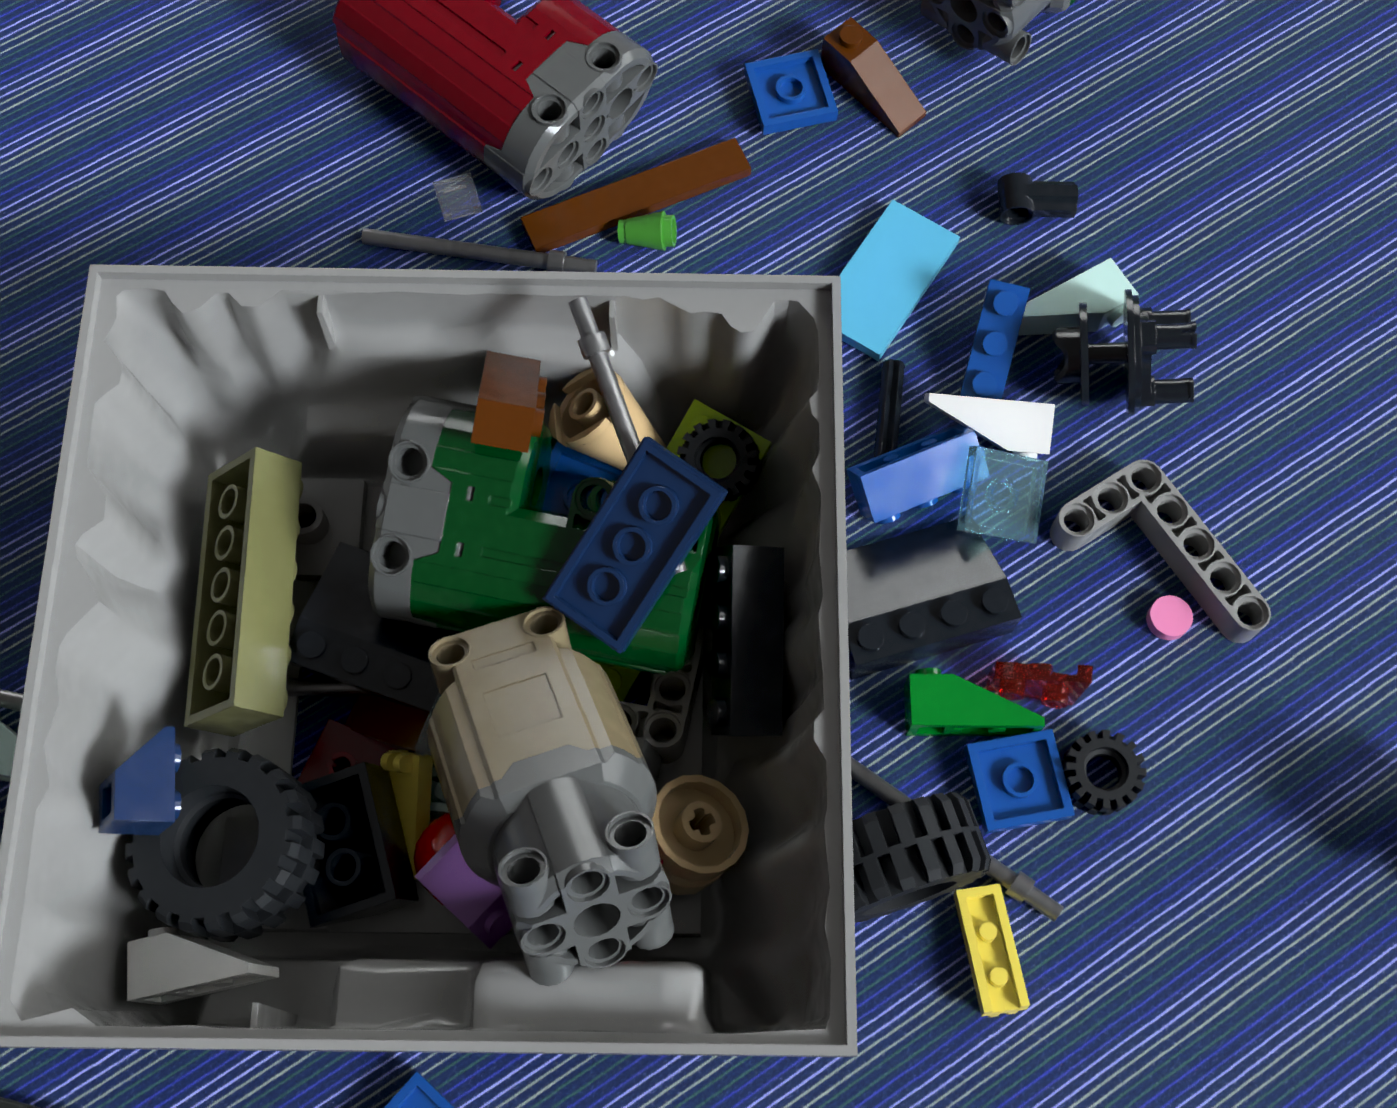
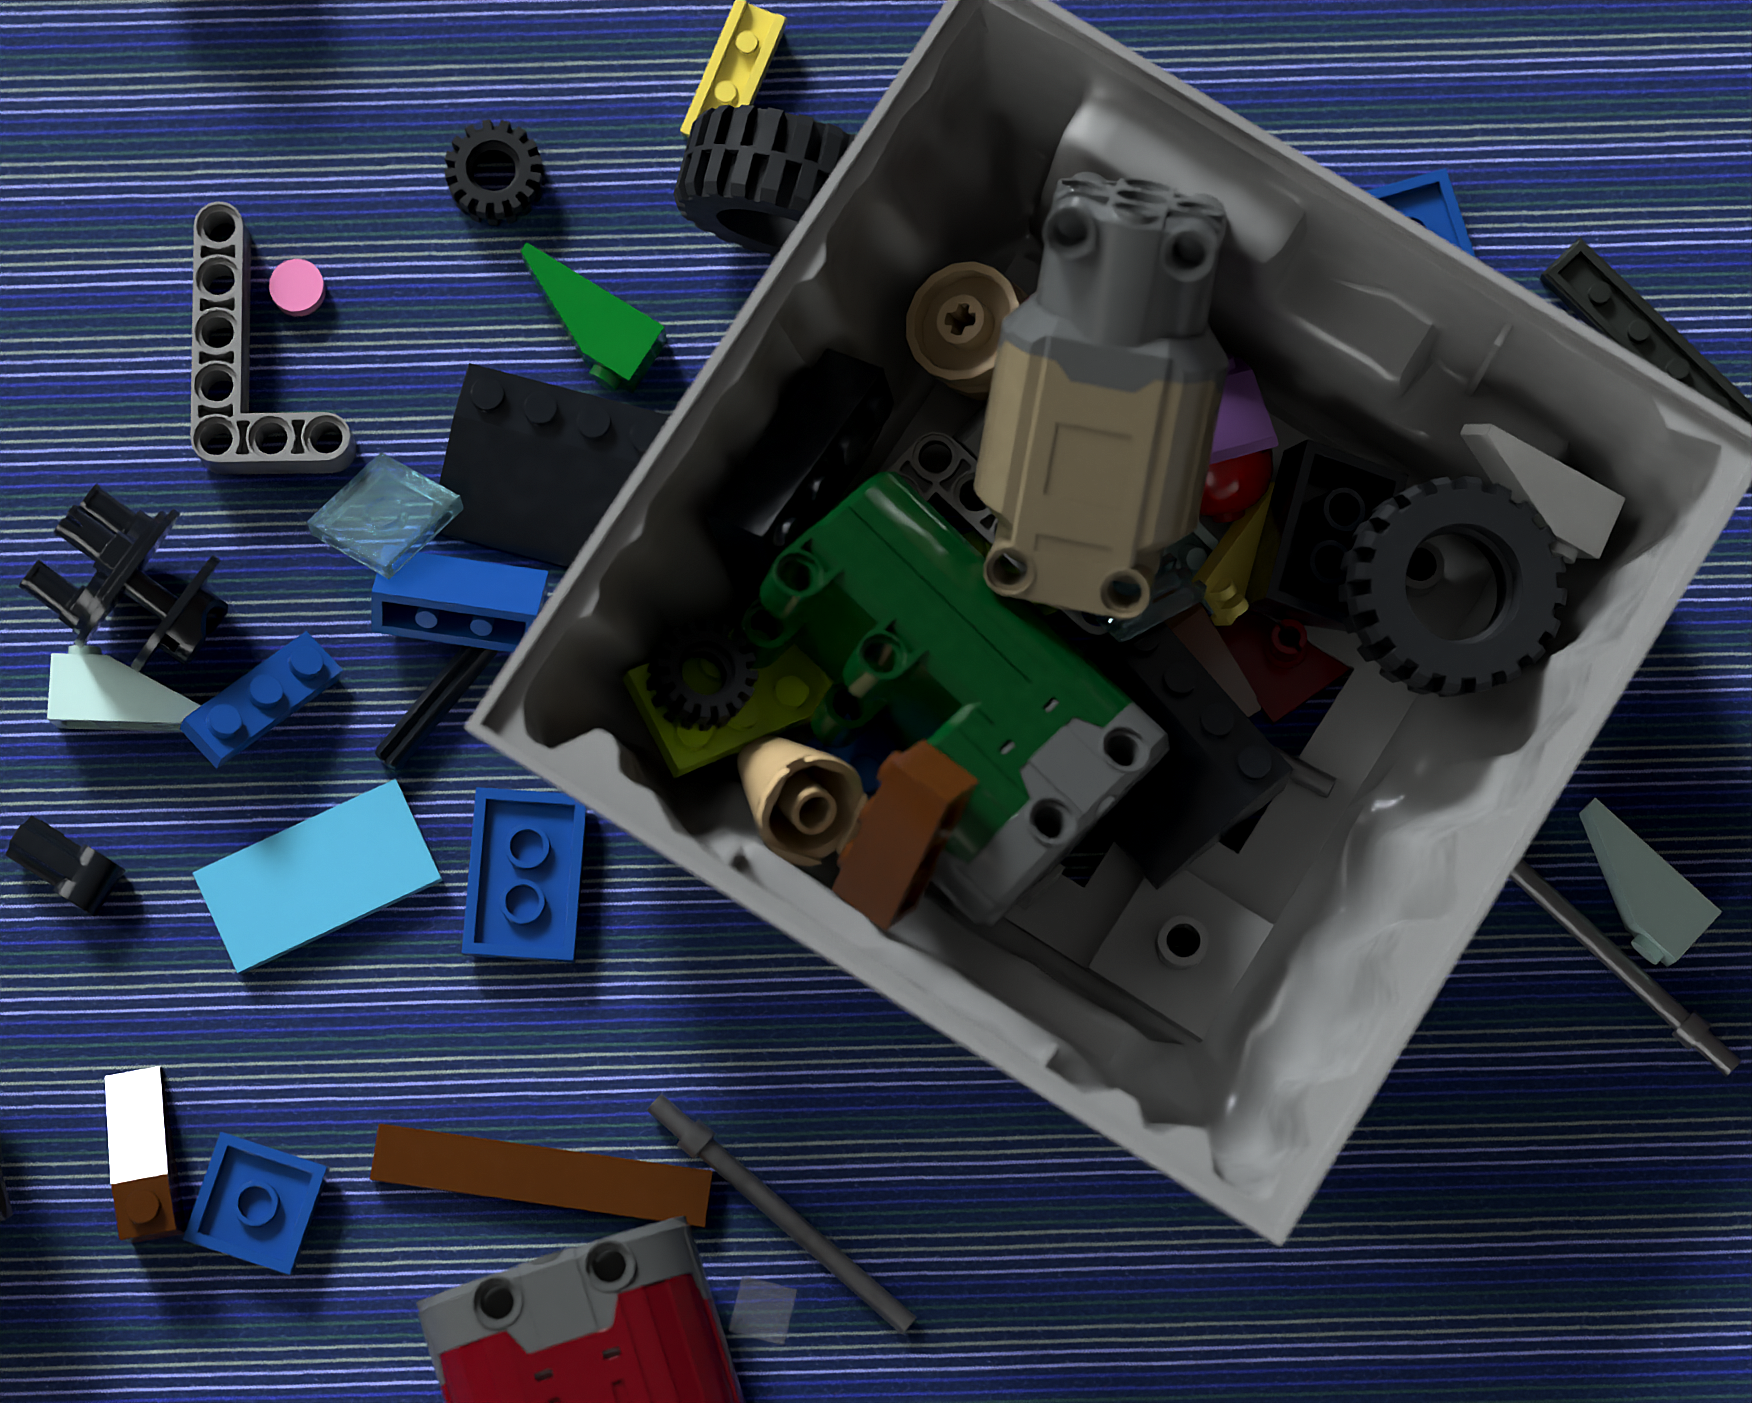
camera: 145 degrees left, 10 degrees up
(142, 791) = (1507, 662): dark blue slope -> none
(245, 595) = (1295, 866): olive brick -> none
(594, 348) = (791, 778): flat silver bar -> none
(634, 544) = (872, 572): dark blue tile -> none
(649, 231) = (560, 1110): bright green cone -> none
(1004, 423) = (319, 602): white slope -> none
(1018, 781) = (588, 215): blue plate -> none
(1018, 885) = (662, 121): flat silver bar -> none
(1038, 682) = (488, 288): clear red wing -> none

